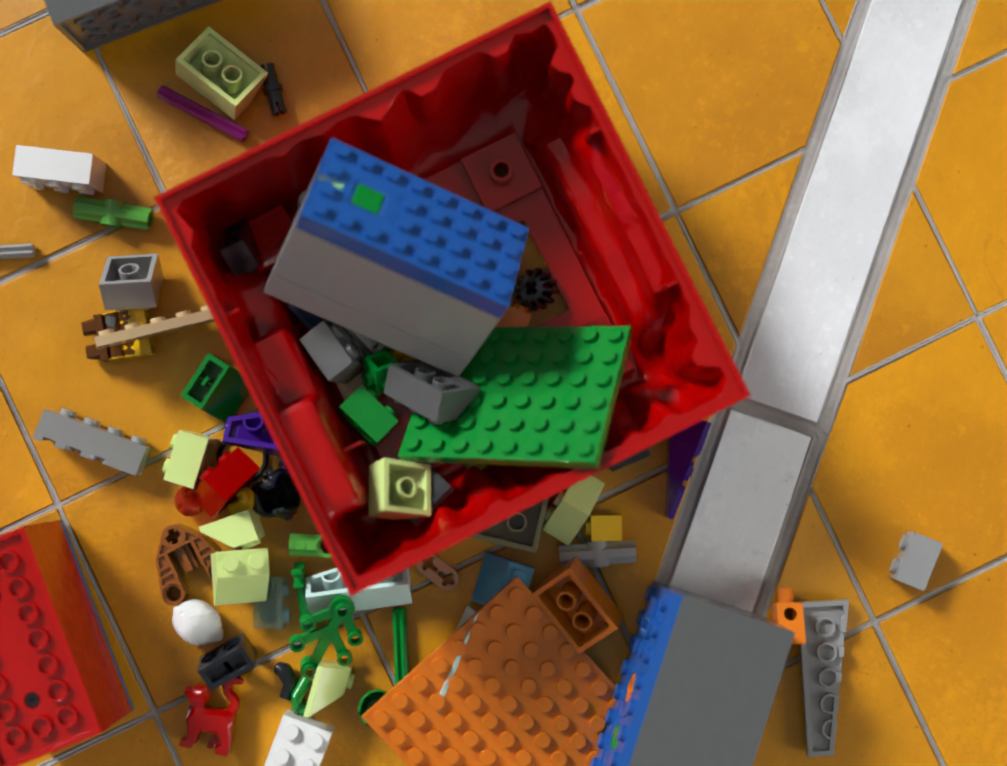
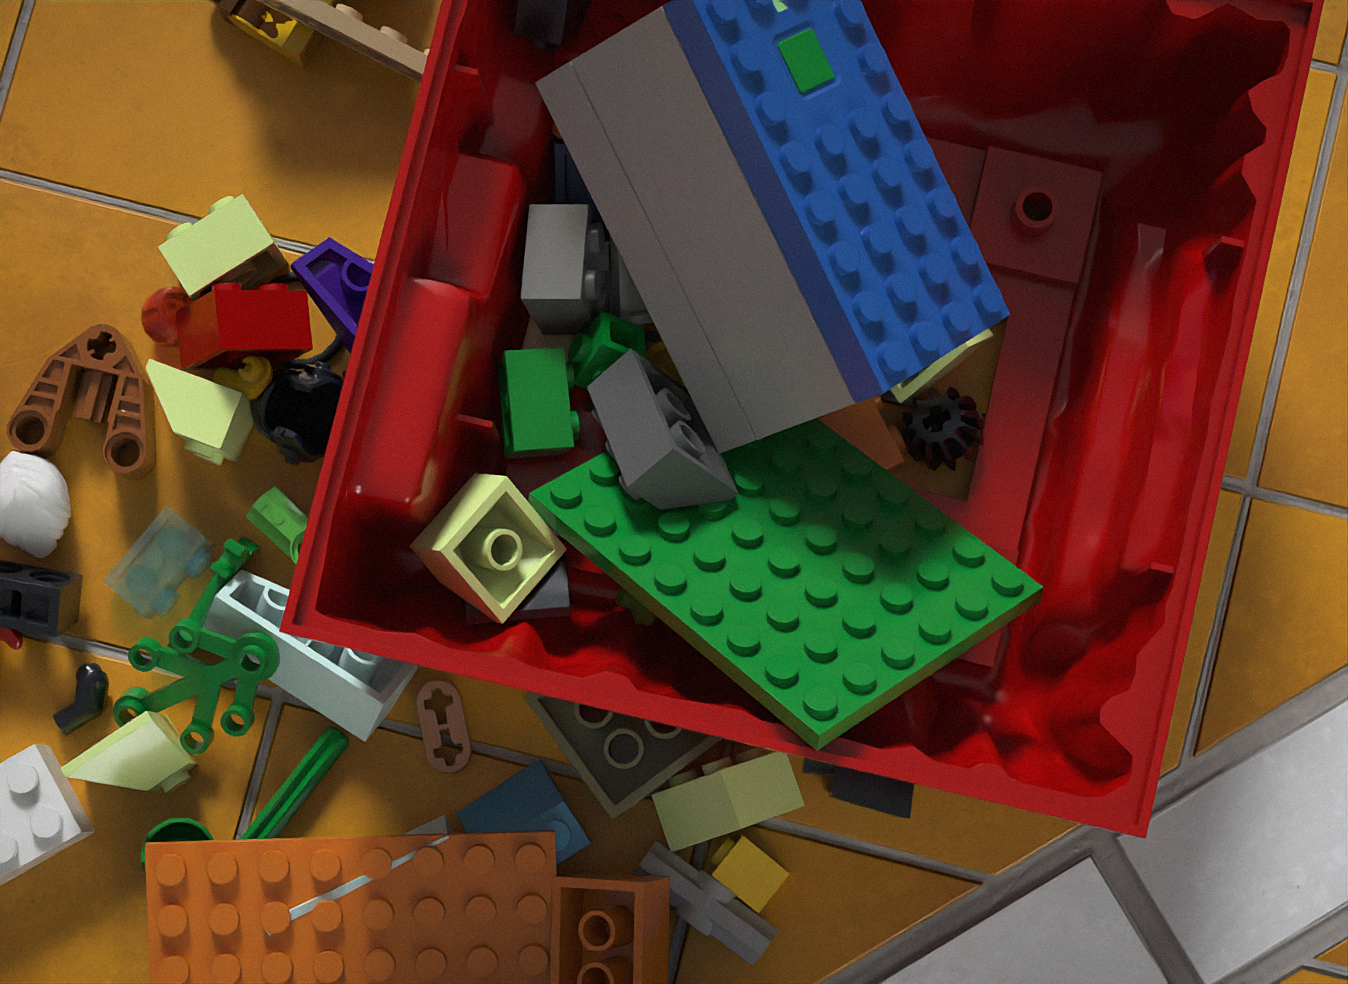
camera: 45 degrees right, 5 degrees down
(93, 441) = (107, 113): light grey wedge -> none
(216, 388) = (346, 182): green slope -> none
(240, 576) = (147, 484): yellowish green slope -> none
(298, 695) = (82, 736): green arm -> none
(680, 452) = (971, 848): dark purple wedge -> none

